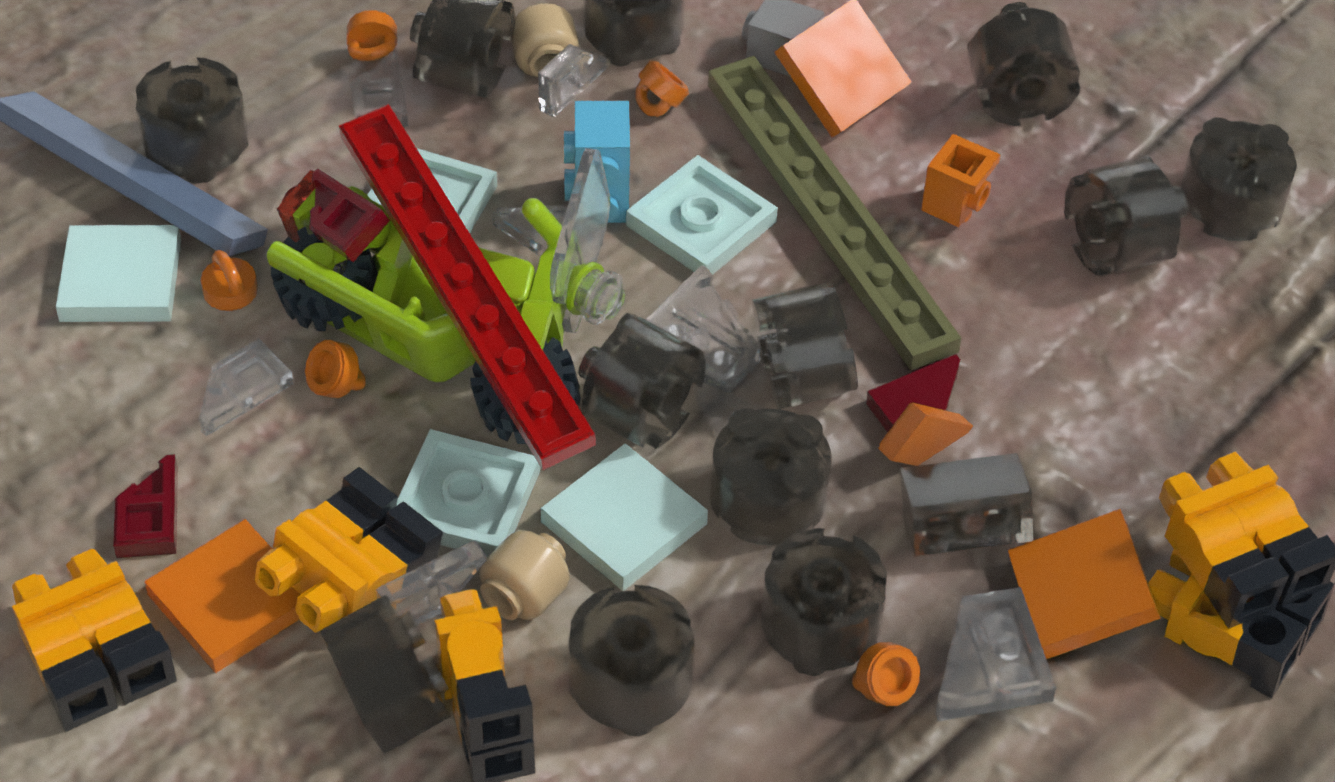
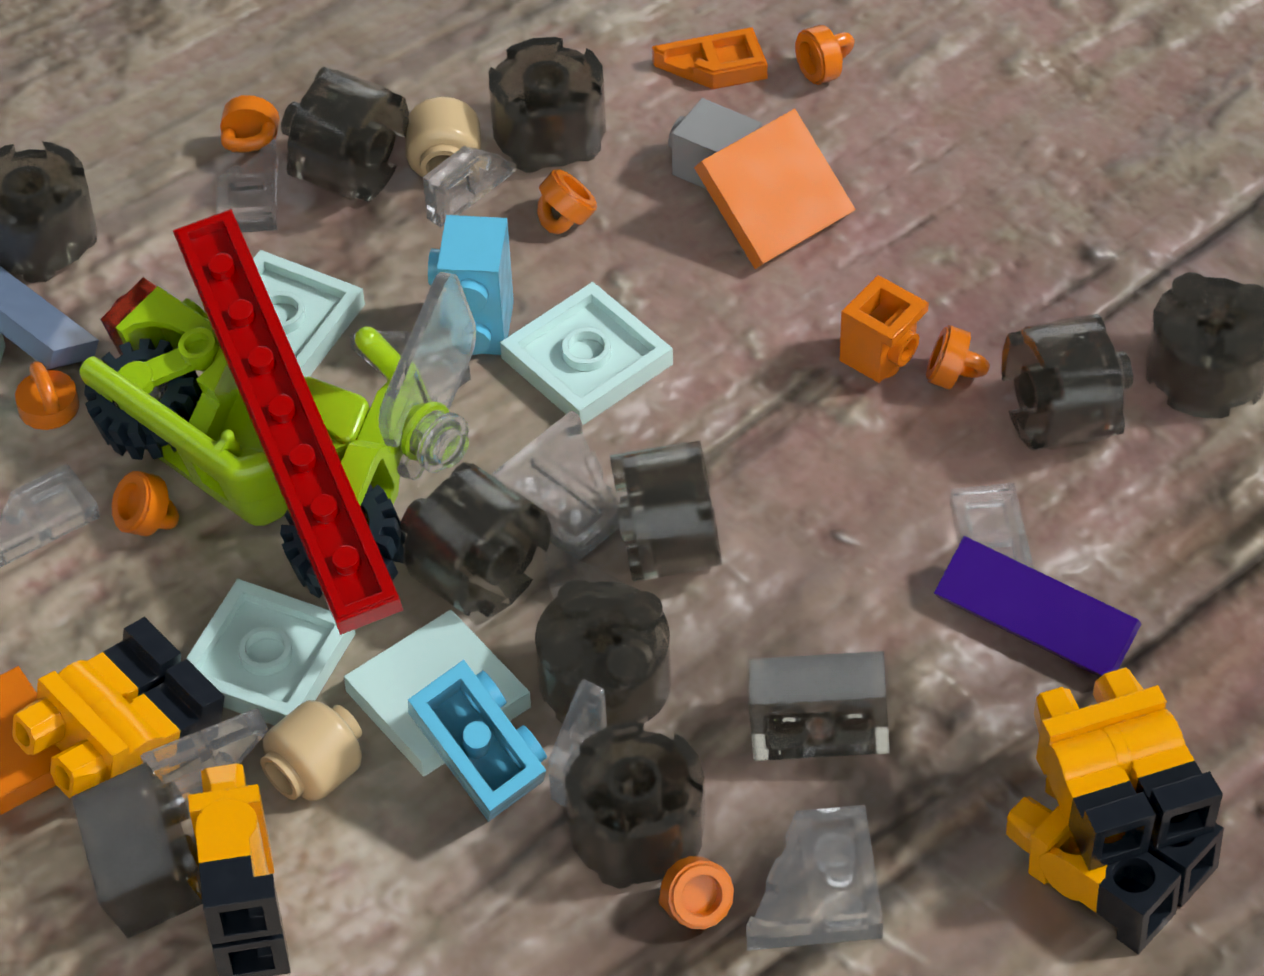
camera: 10 degrees right, 0 degrees up
(343, 217) = (165, 334): dark red tile -> none
(631, 658) = (409, 853): clear smoke brick -> none
(676, 551) = (477, 740): none -> medium azure brick
(769, 533) = (582, 720): none -> clear tile
(835, 214) = (737, 360): olive plate -> none
(922, 434) = (787, 621): orange tile -> none
(926, 386) = (792, 580): dark red tile -> none
(1020, 202) = (952, 358): none -> orange tile
(1024, 65) = (982, 197): clear smoke brick -> none
(1080, 345) = (991, 518): none -> clear tile
(1084, 583) = (937, 807): orange tile -> none
(1133, 409) = (1037, 608): none -> dark purple tile

